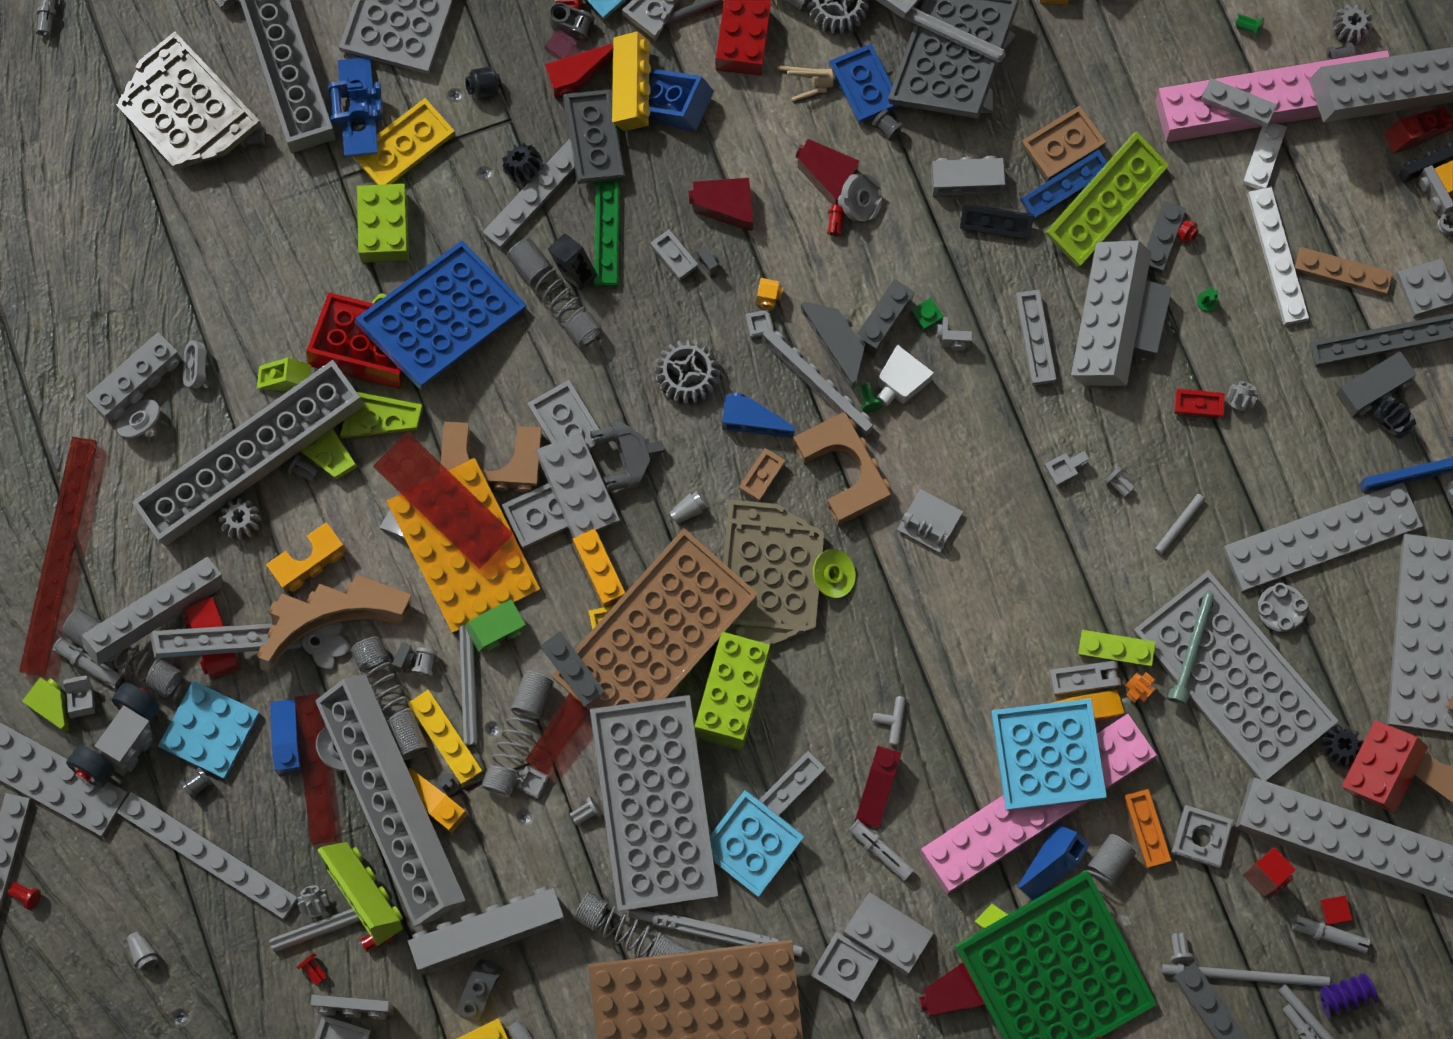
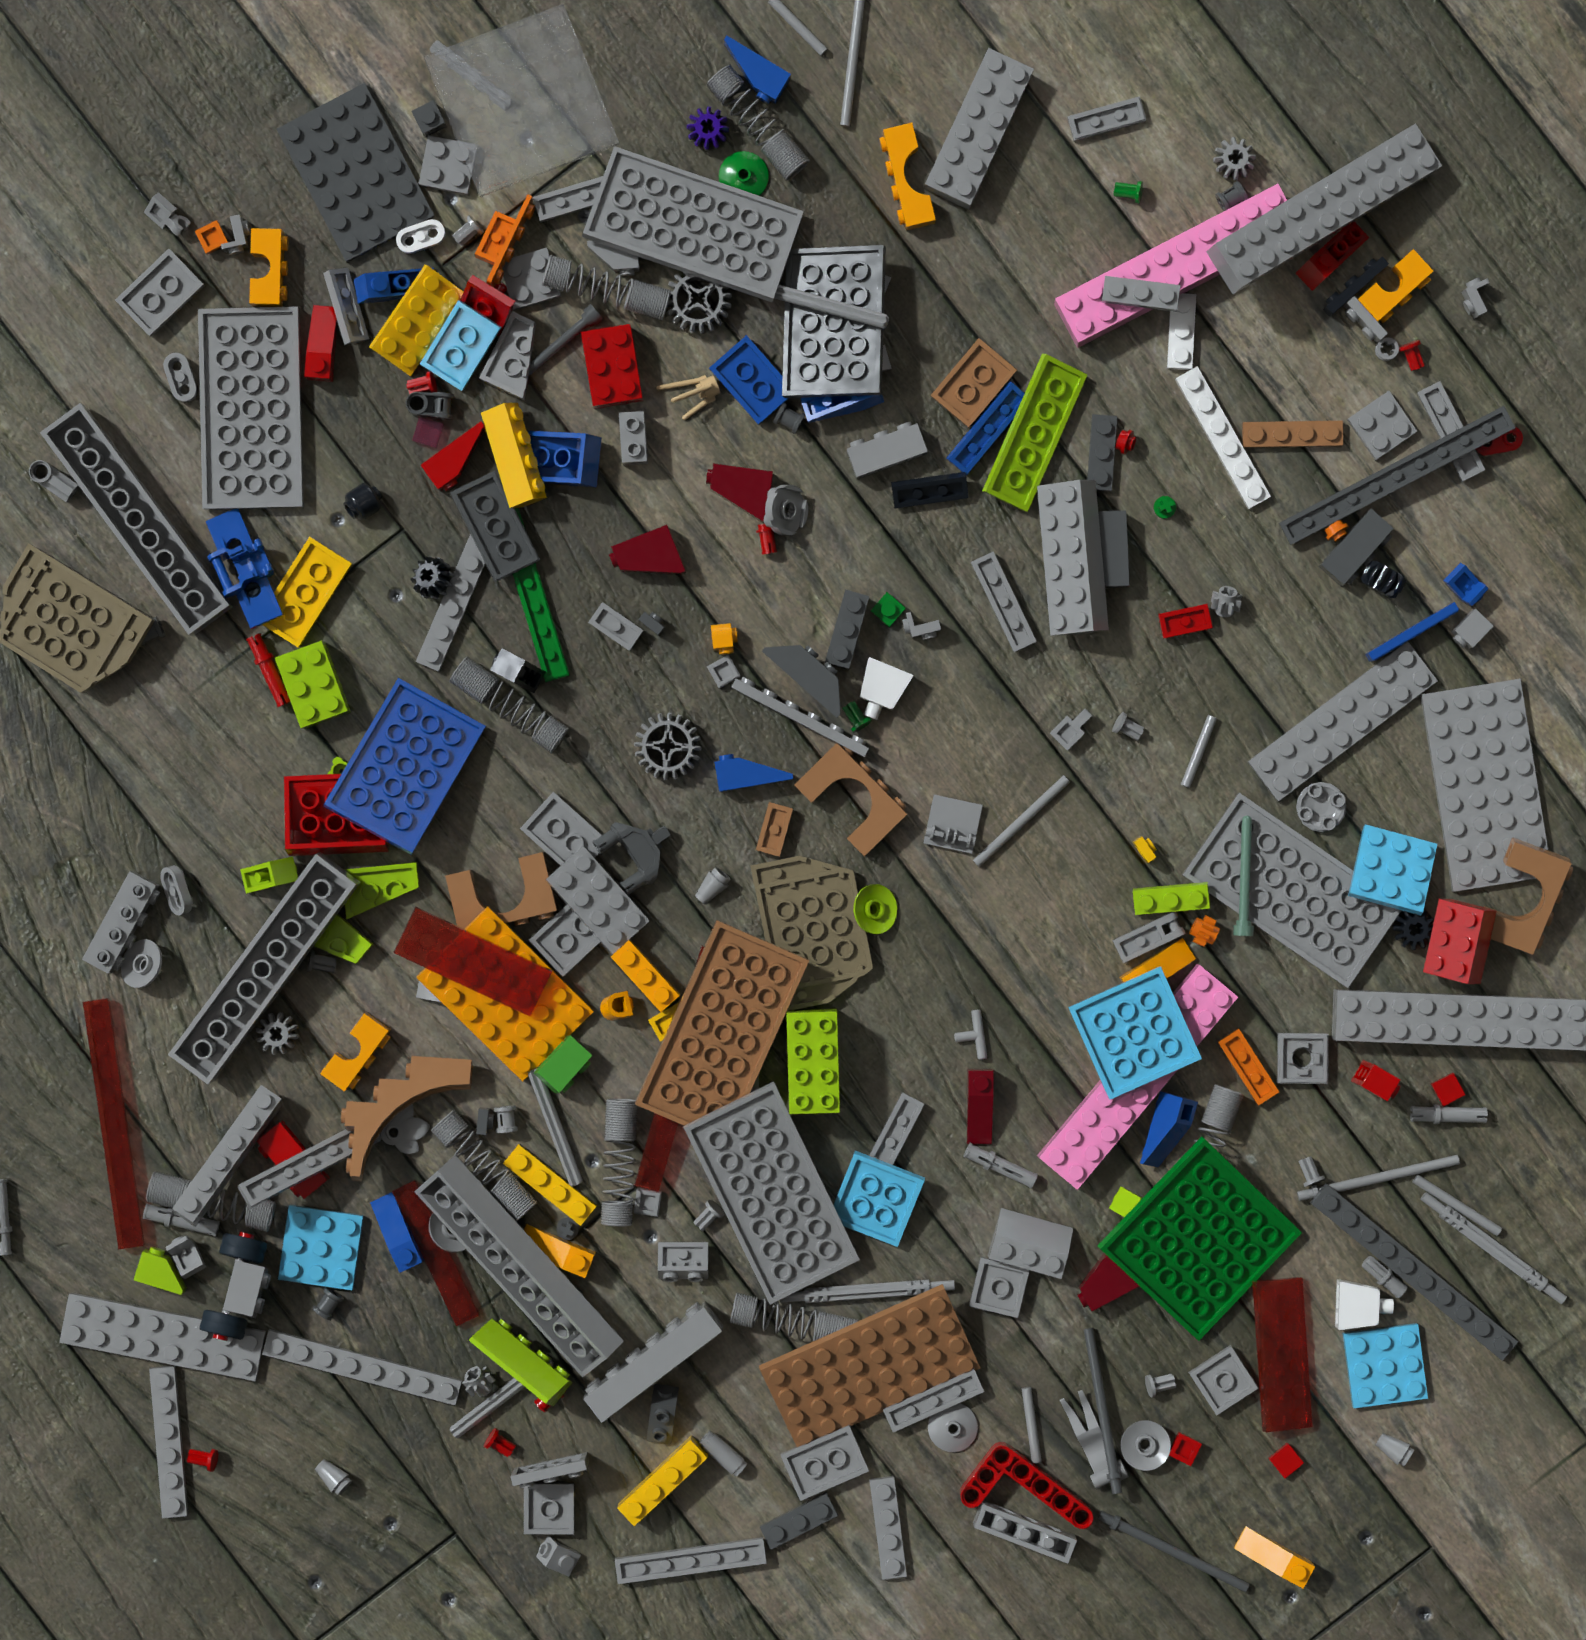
camera: 20 degrees left, 15 degrees up
(347, 191) = (268, 669): none -> red pin
(547, 848) = (682, 1261): none -> light grey bracket
(563, 589) = (617, 1006): none -> light orange plate
(572, 669) = (653, 1093): dark grey plate -> none
(742, 99) = (633, 438): none -> light grey brick
(939, 123) = (827, 407): none -> blue slope
(994, 537) = (1021, 821): none -> light grey piece
(1105, 595) = (1145, 848): none -> yellow plate
(1336, 684) = (1392, 869): none -> medium azure plate
(1347, 993) = (1478, 1169): dark purple piece -> none
(1361, 364) = (1336, 531): none -> orange plate

